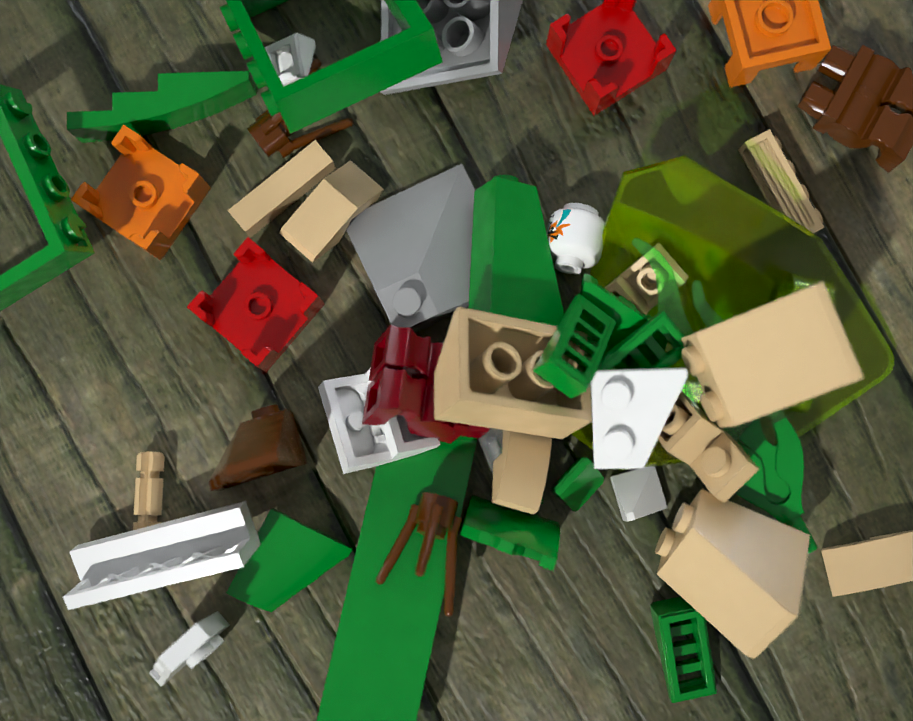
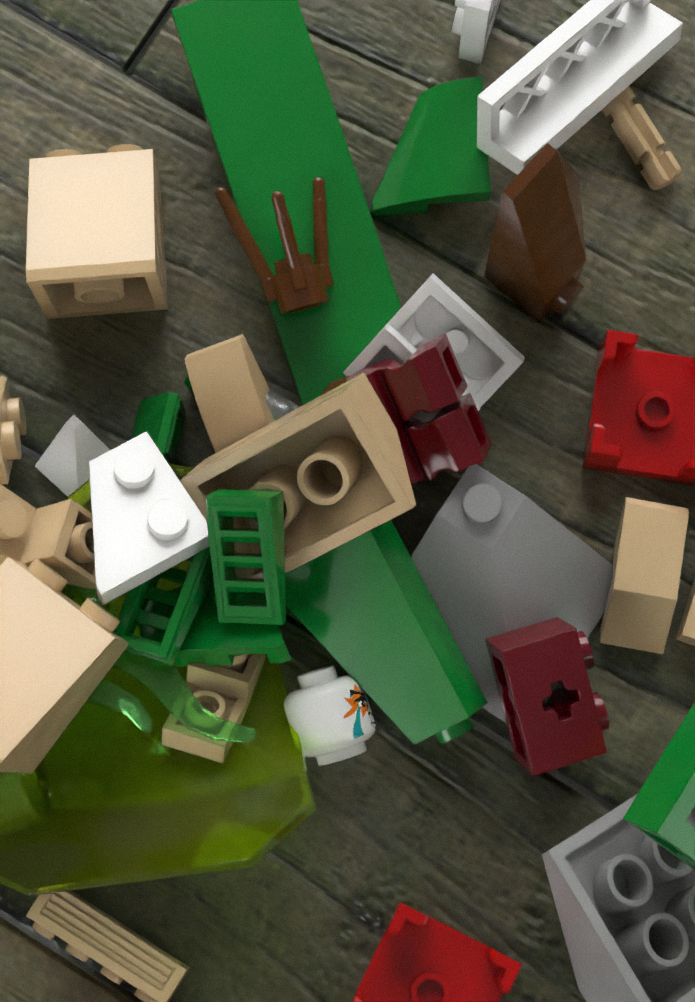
camera: 150 degrees right, 5 degrees down
(436, 170) = (523, 668): none -> dark red brick
(512, 531) = (196, 321): green slope -> none
(543, 642) = (96, 233): none -> slope

